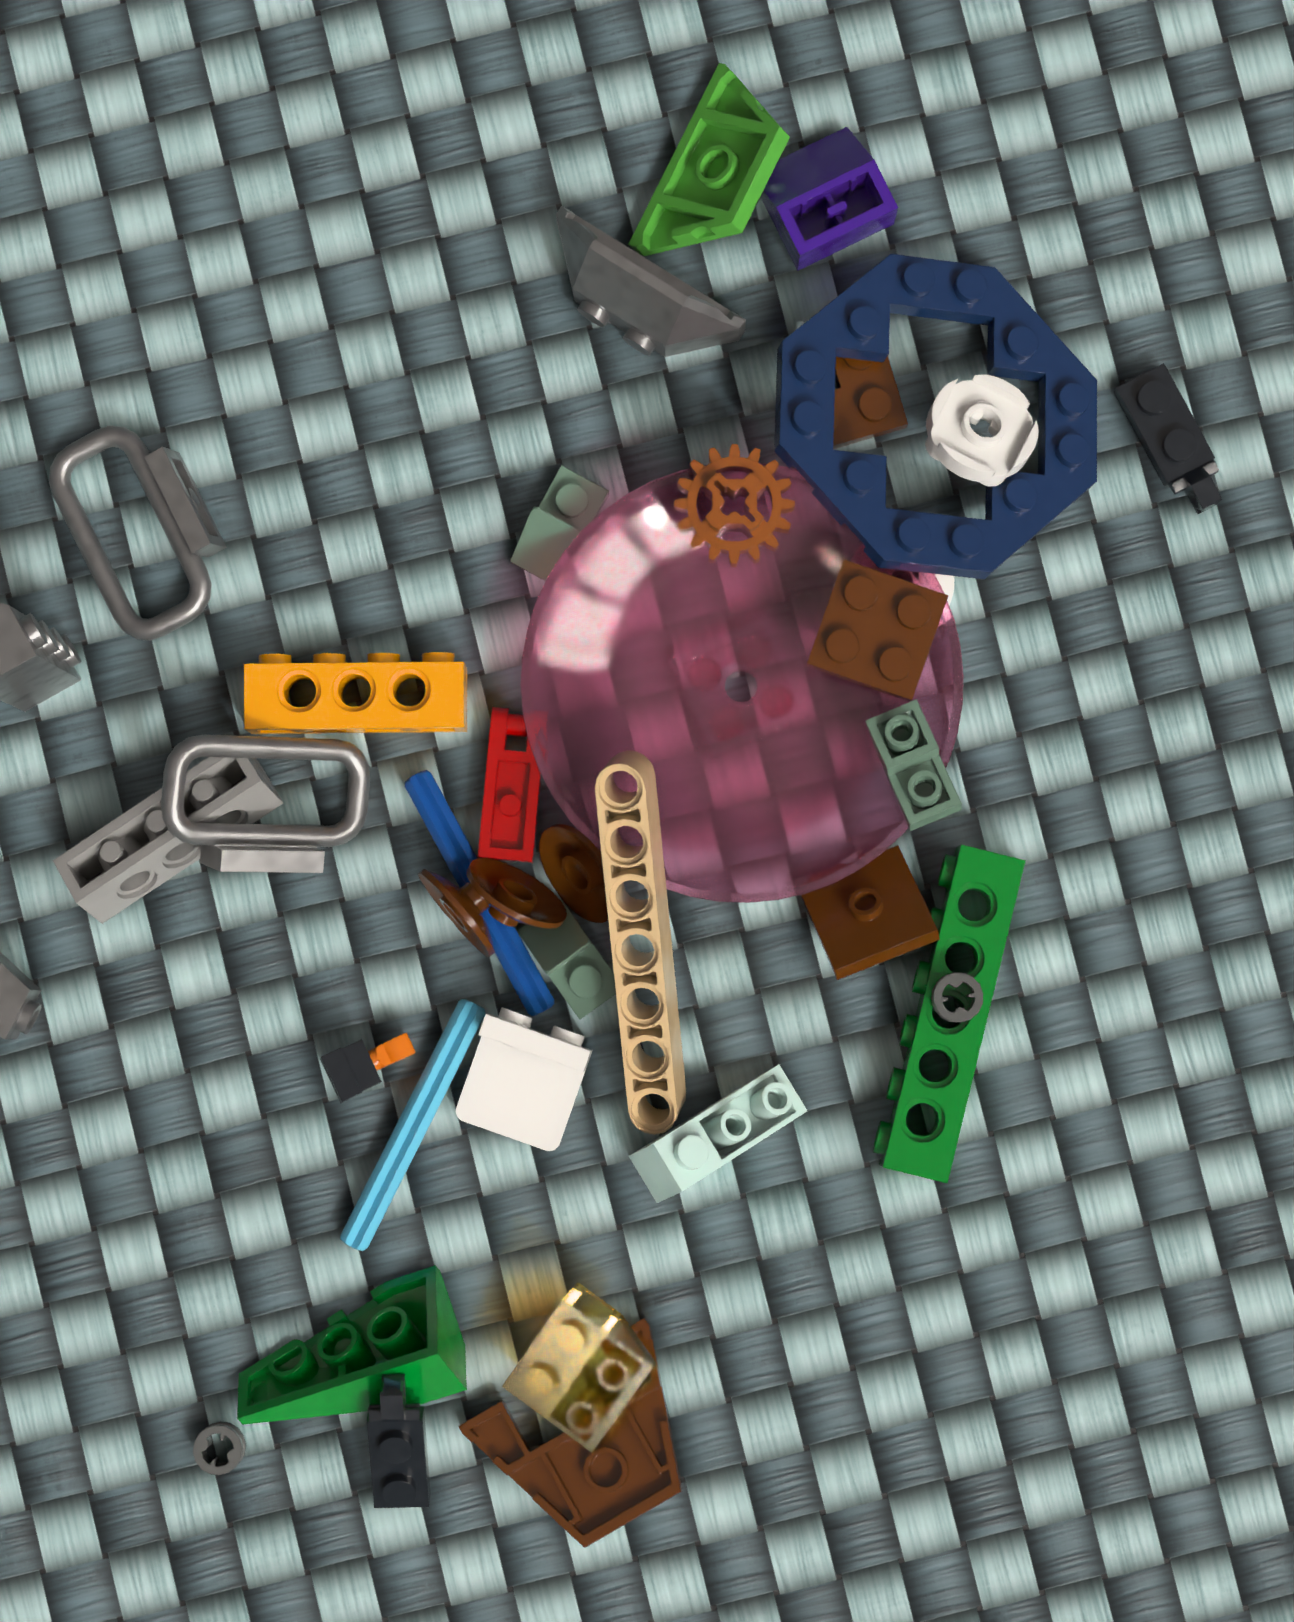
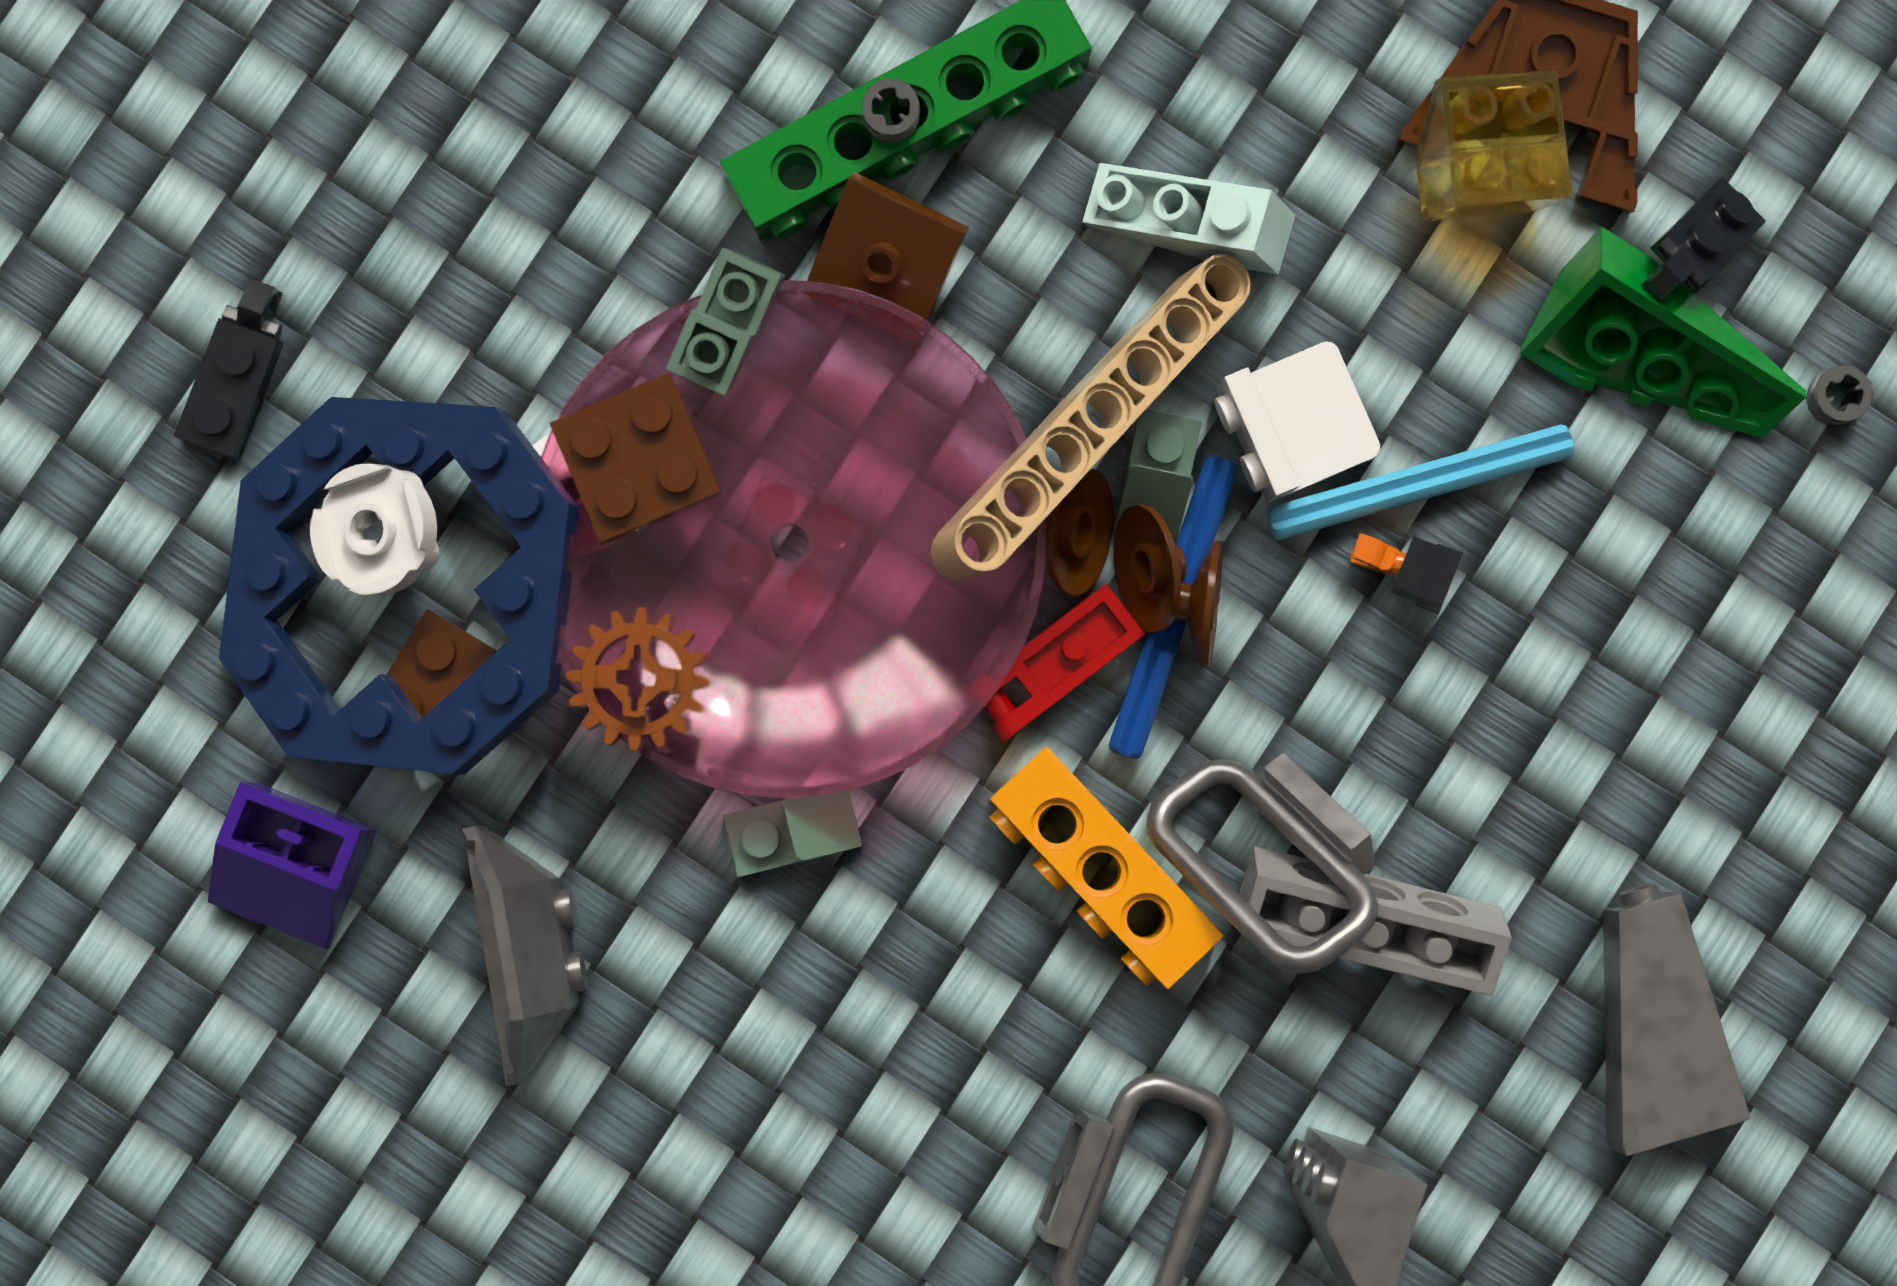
camera: 145 degrees left, 0 degrees up
(714, 170) = (352, 981): bright green wing -> none

